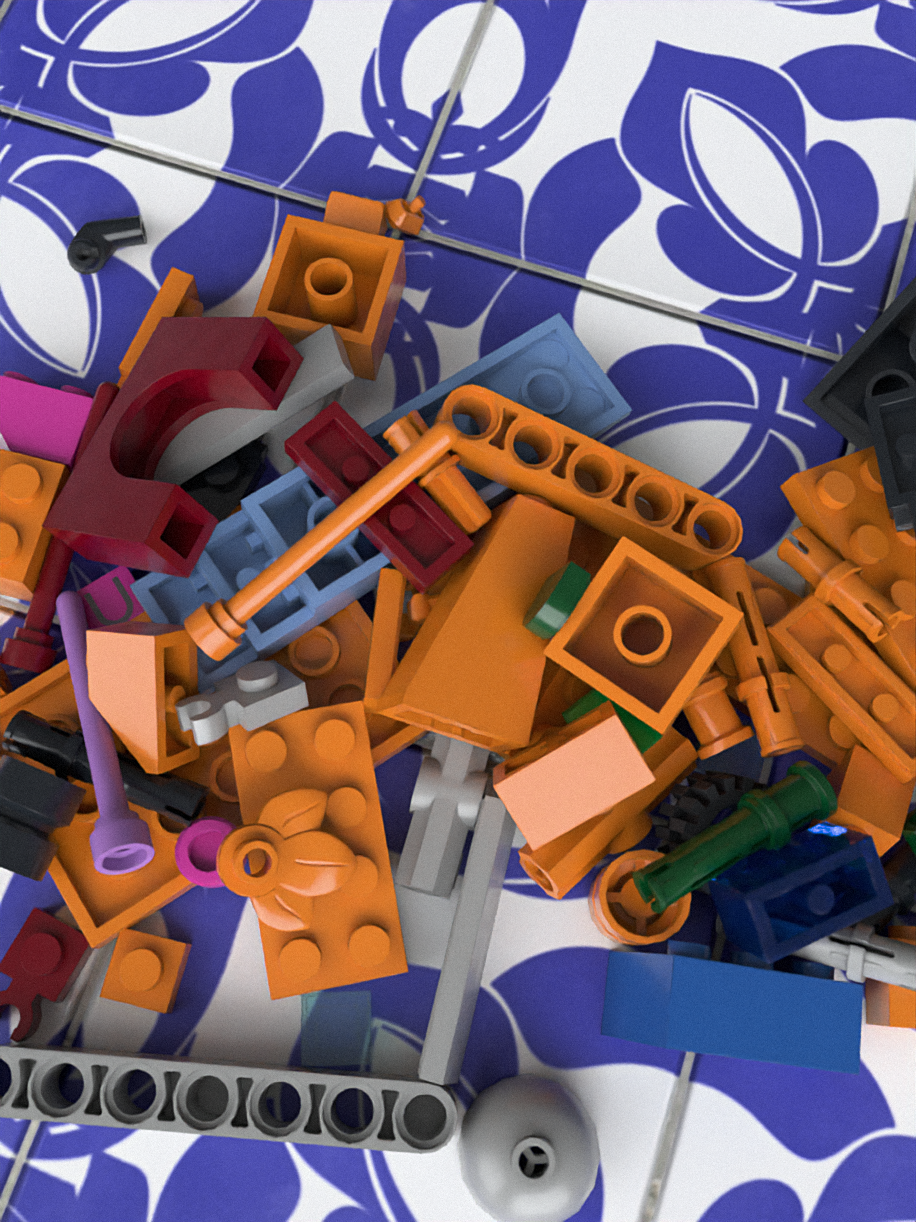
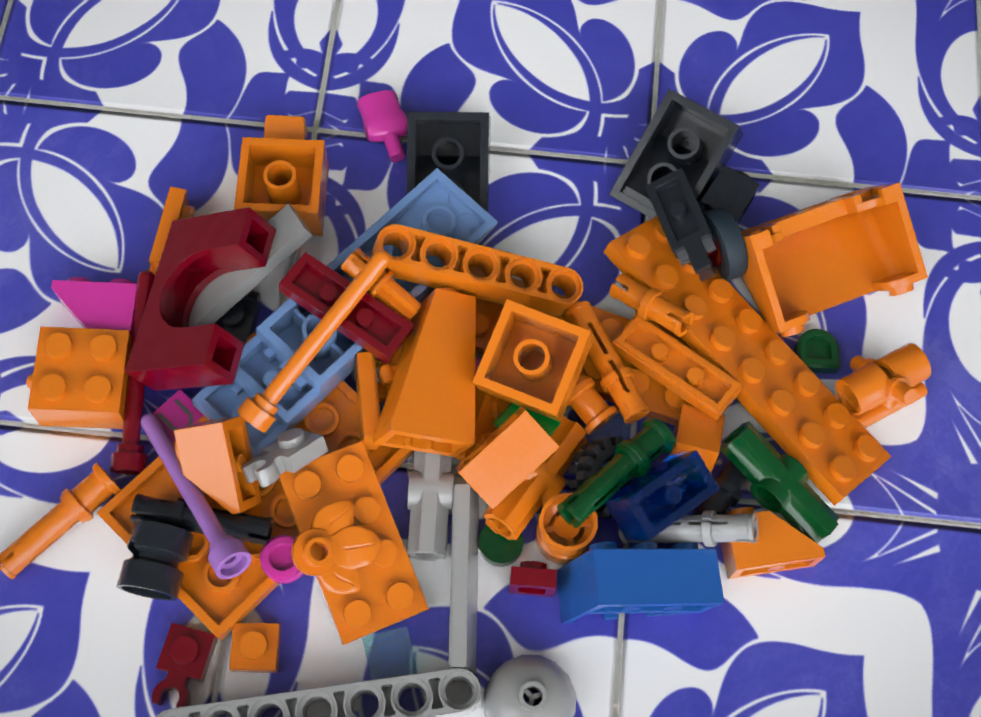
camera: 15 degrees left, 5 degrees down
(100, 240) = (111, 177): black arm -> none
(406, 215) = (319, 121): orange rock -> none
(498, 231) = (384, 121): none -> dark pink piece
(529, 902) = (499, 550): none -> dark green tile
(556, 600) = (474, 348): dark green tile -> none
(573, 962) = (532, 579): none -> dark red plate
(593, 285) = (455, 145): none -> black slope

